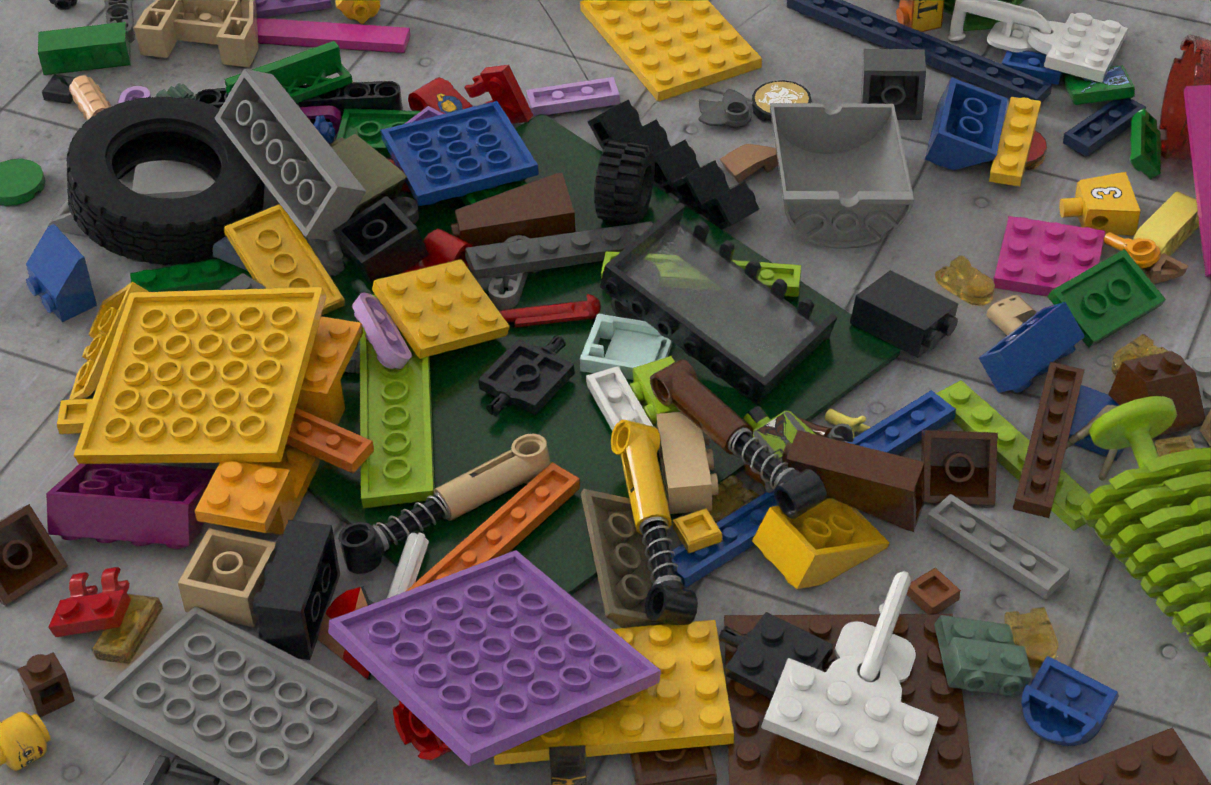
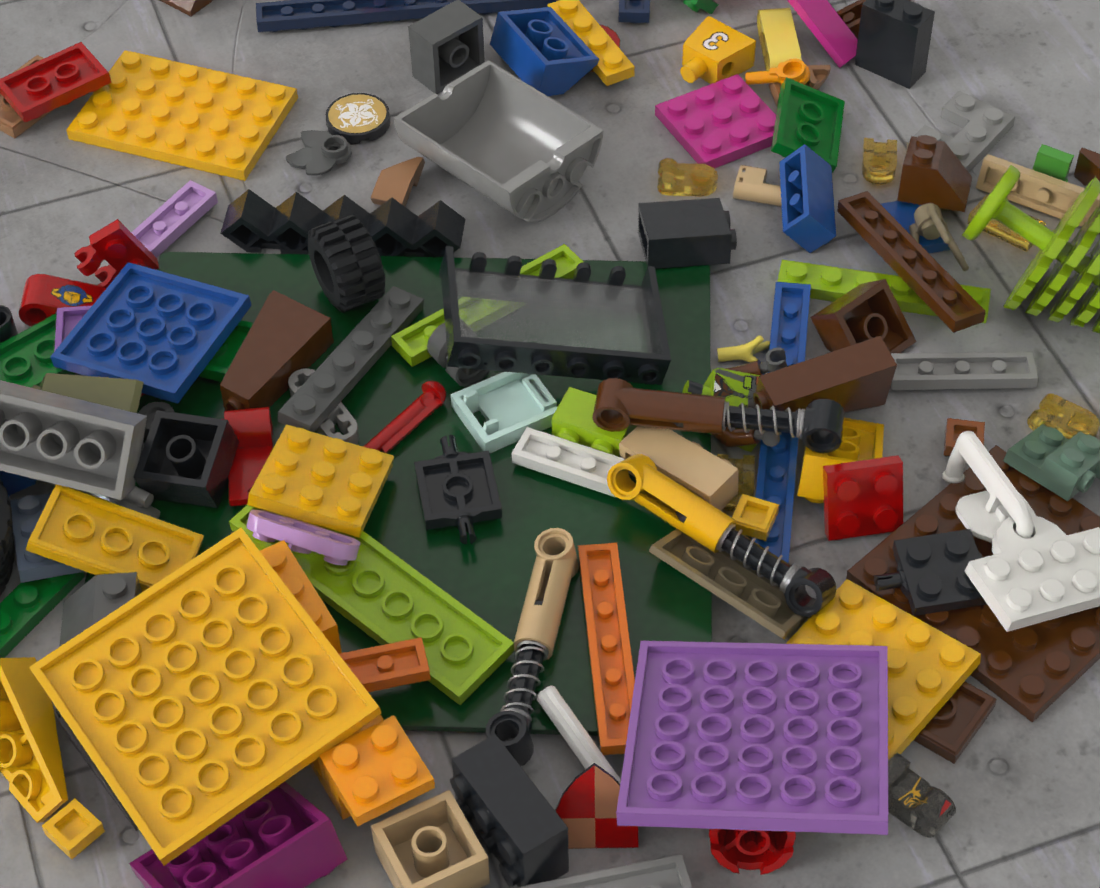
camera: 45 degrees left, 5 degrees up
(787, 570) = (863, 497): none -> red plate

